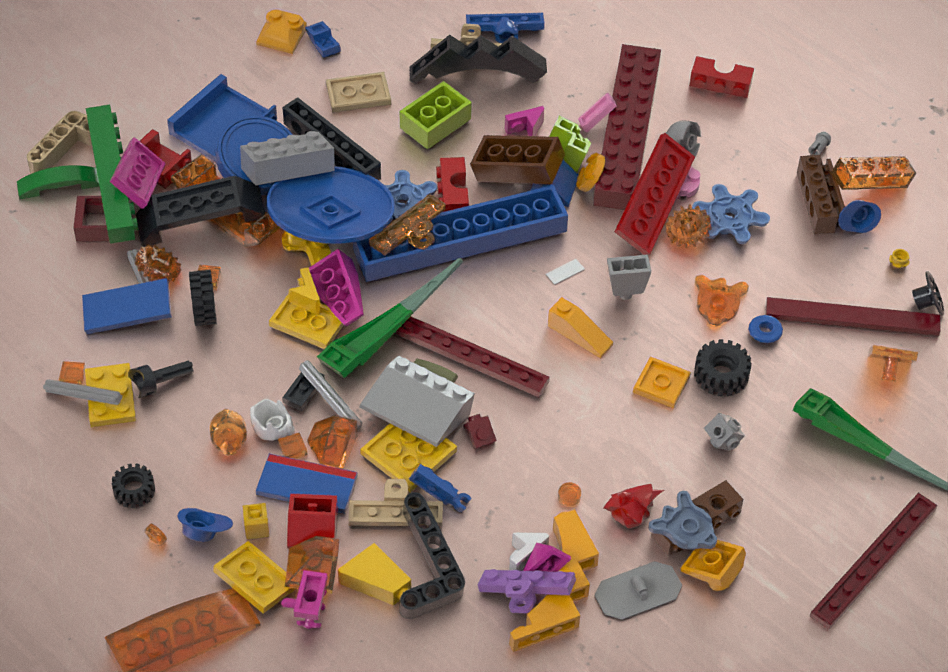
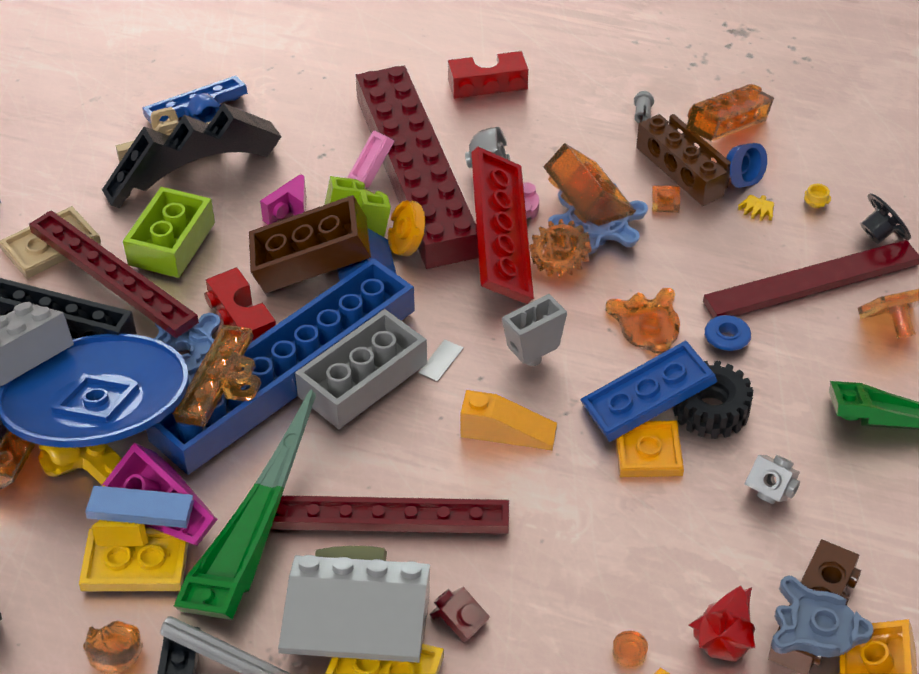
camera: 25 degrees left, 5 degrees down
(270, 365) = (113, 647): none -> clear orange hair
(321, 289) = (139, 506): none -> medium blue tile
(384, 131) = (114, 274): none -> dark red plate
(507, 256) = (362, 368): none -> light grey brick
(680, 344) = (648, 390): none -> blue tile
(732, 189) = (586, 187): none -> clear orange slope
(789, 219) = (665, 199): none -> clear orange plate
(851, 248) = (757, 206): none -> yellow piece

